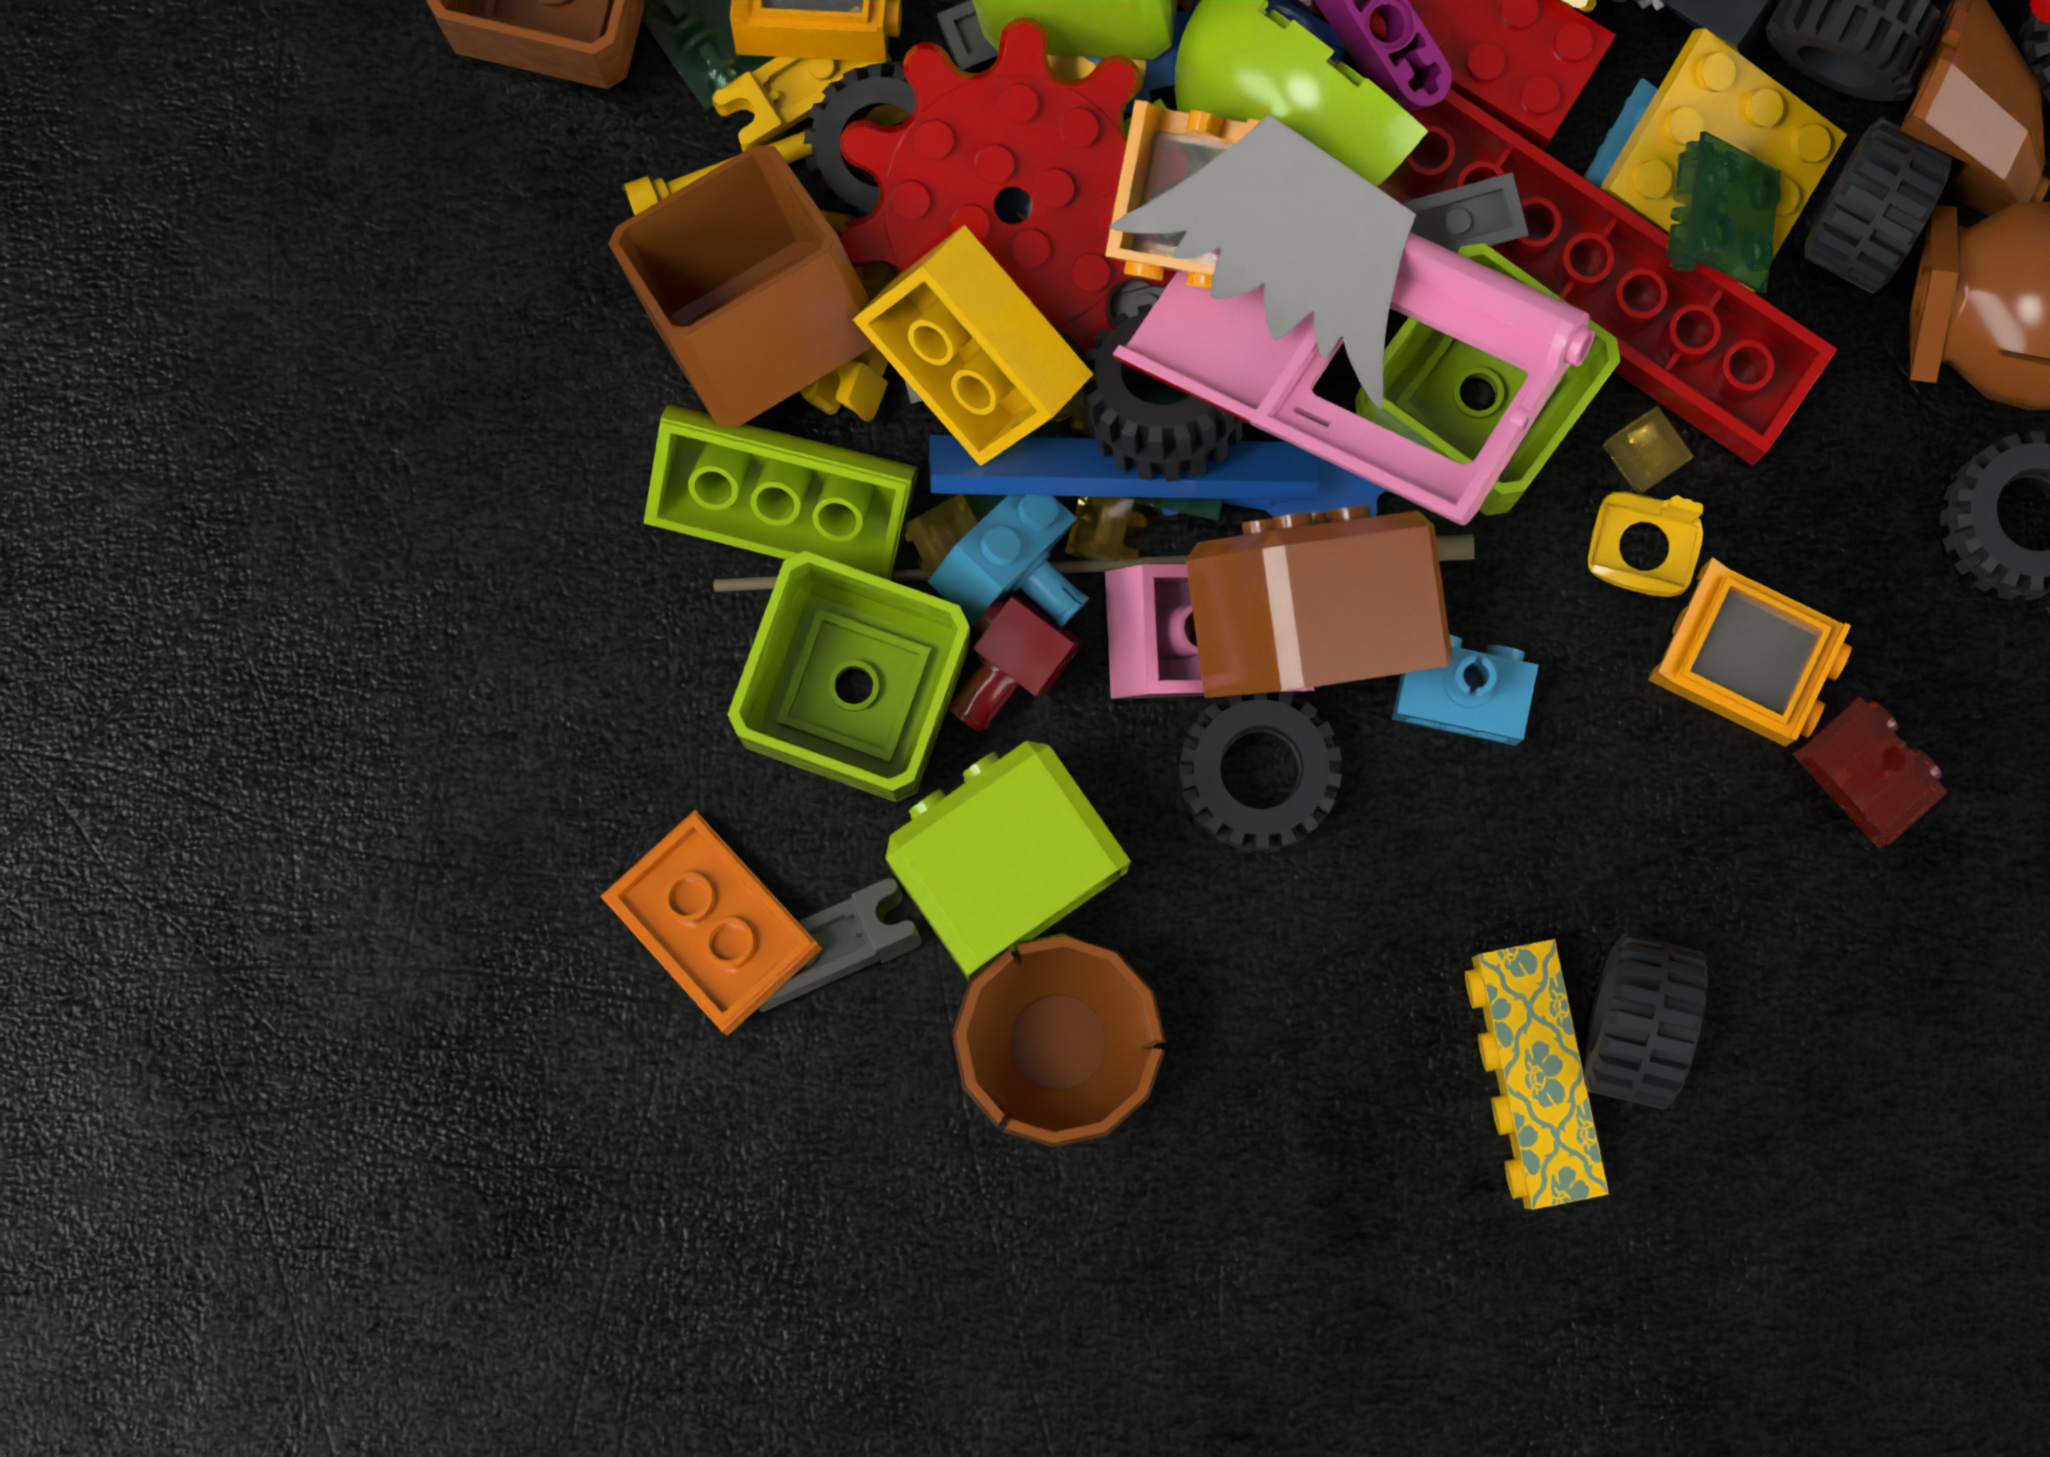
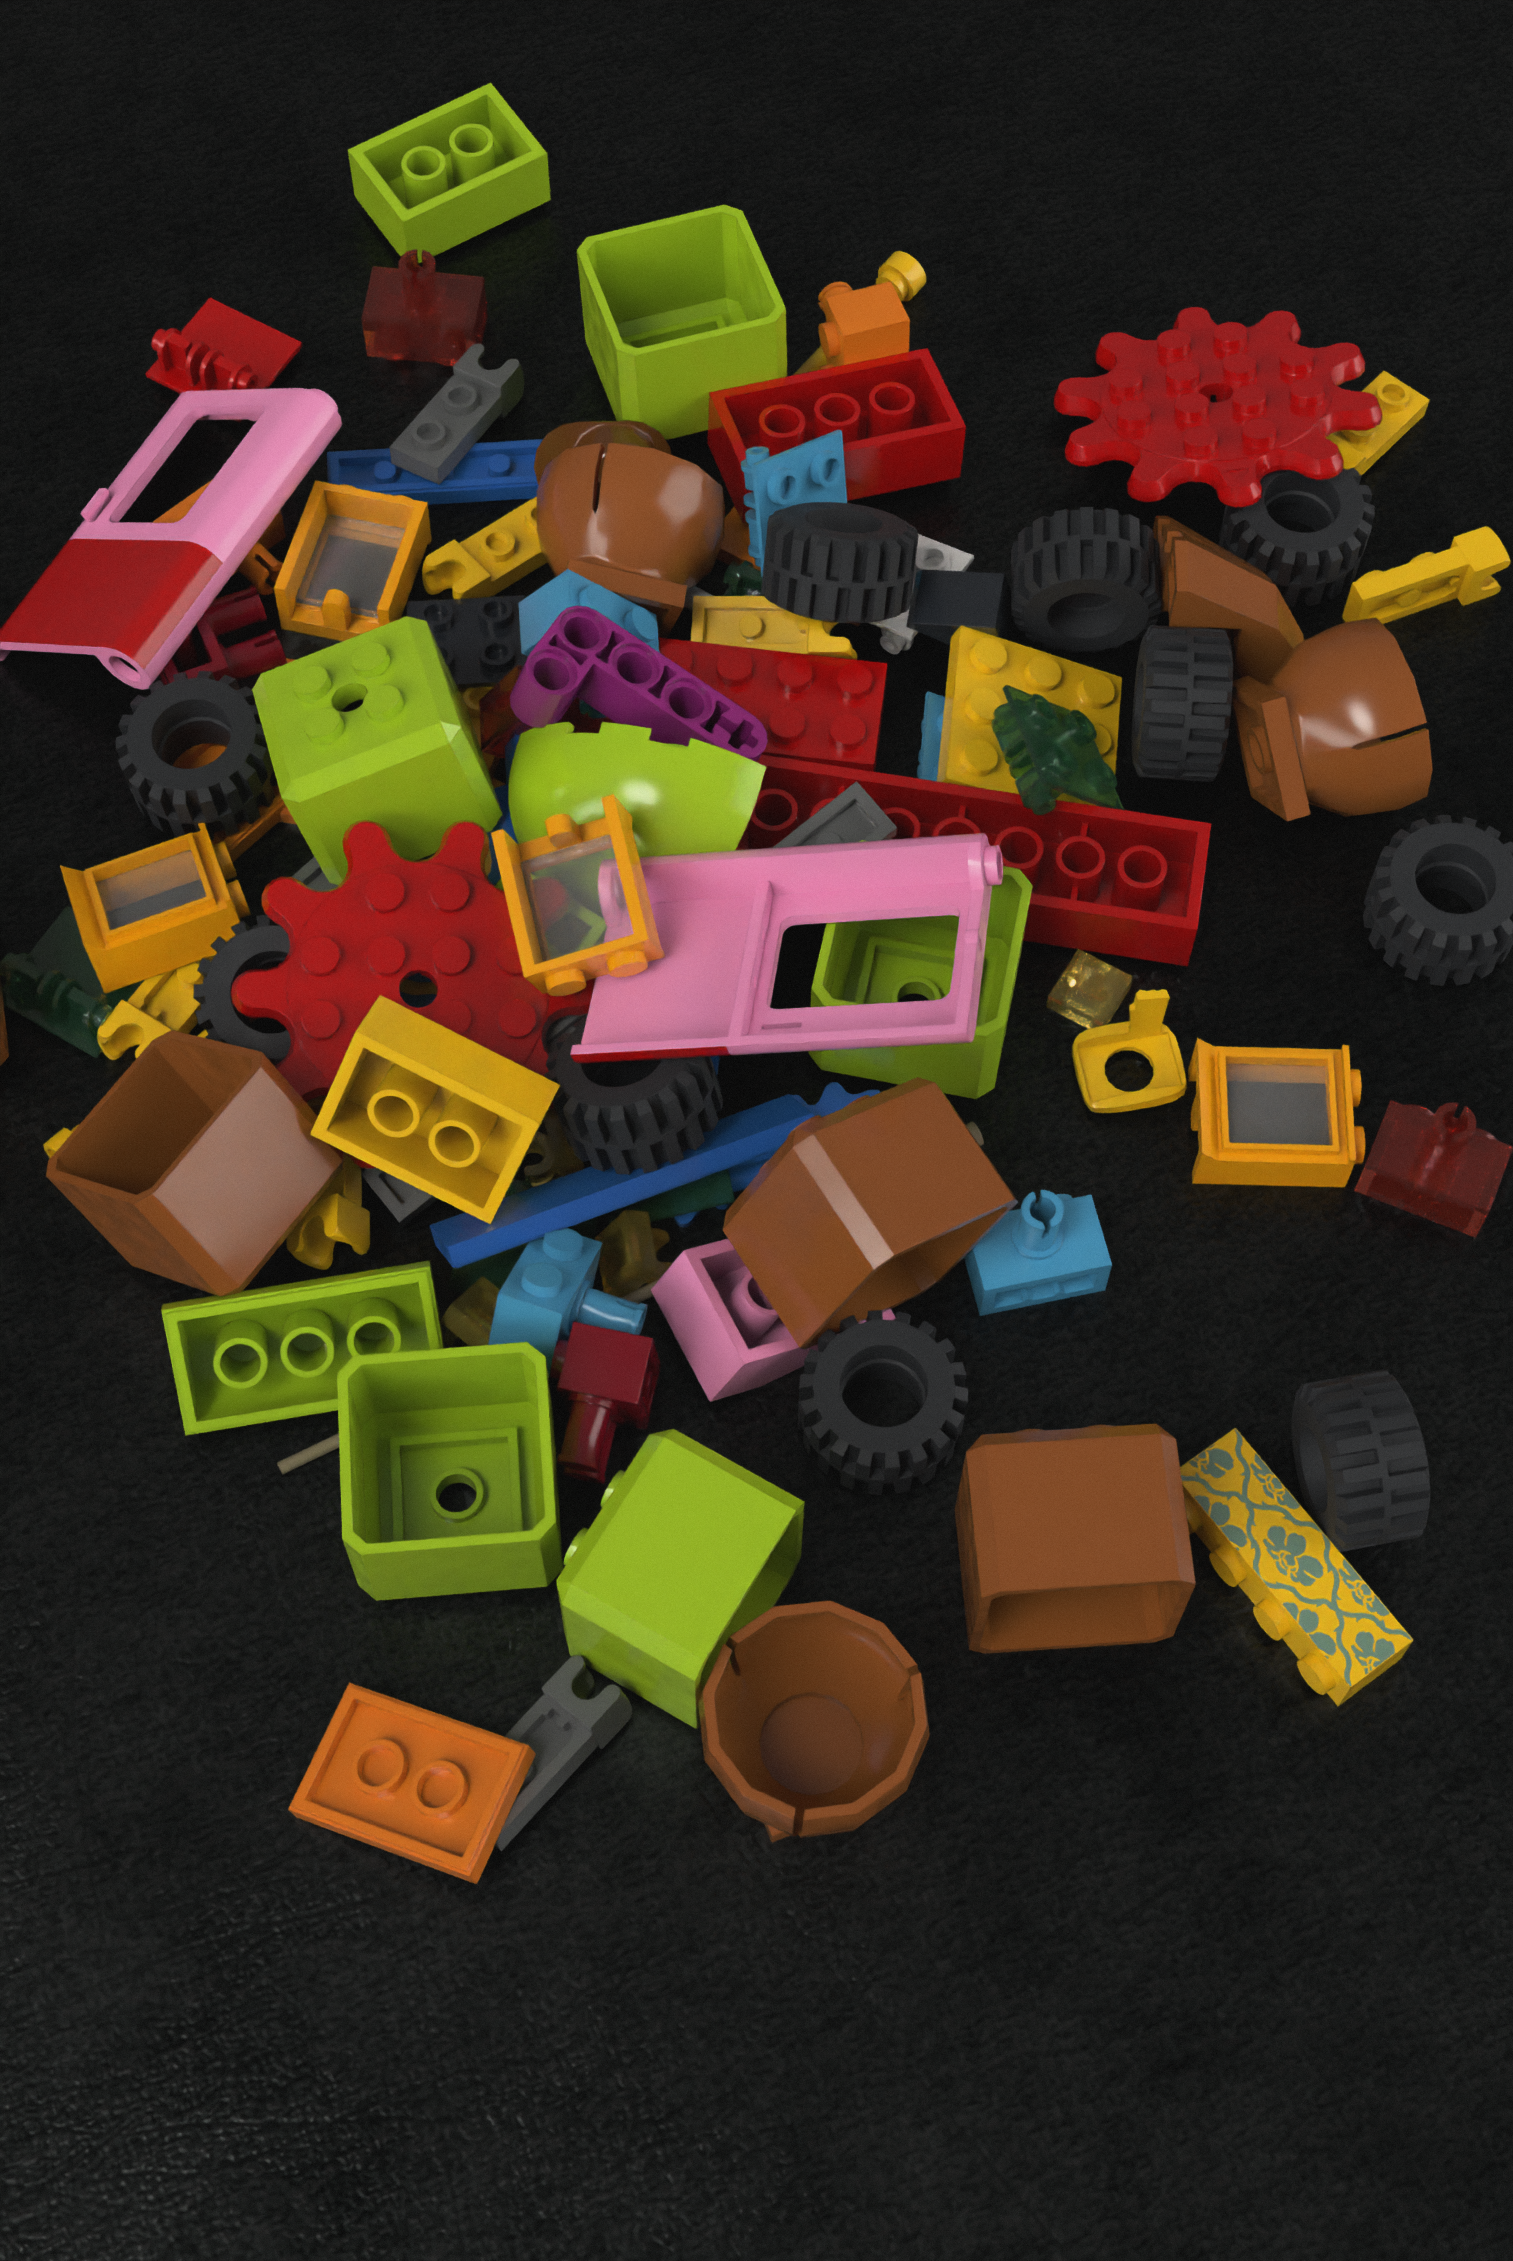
camera: 25 degrees left, 20 degrees down
(1300, 228) = (692, 872): light grey piece -> none
(1358, 976) = (1073, 1538): none -> dark orange plate

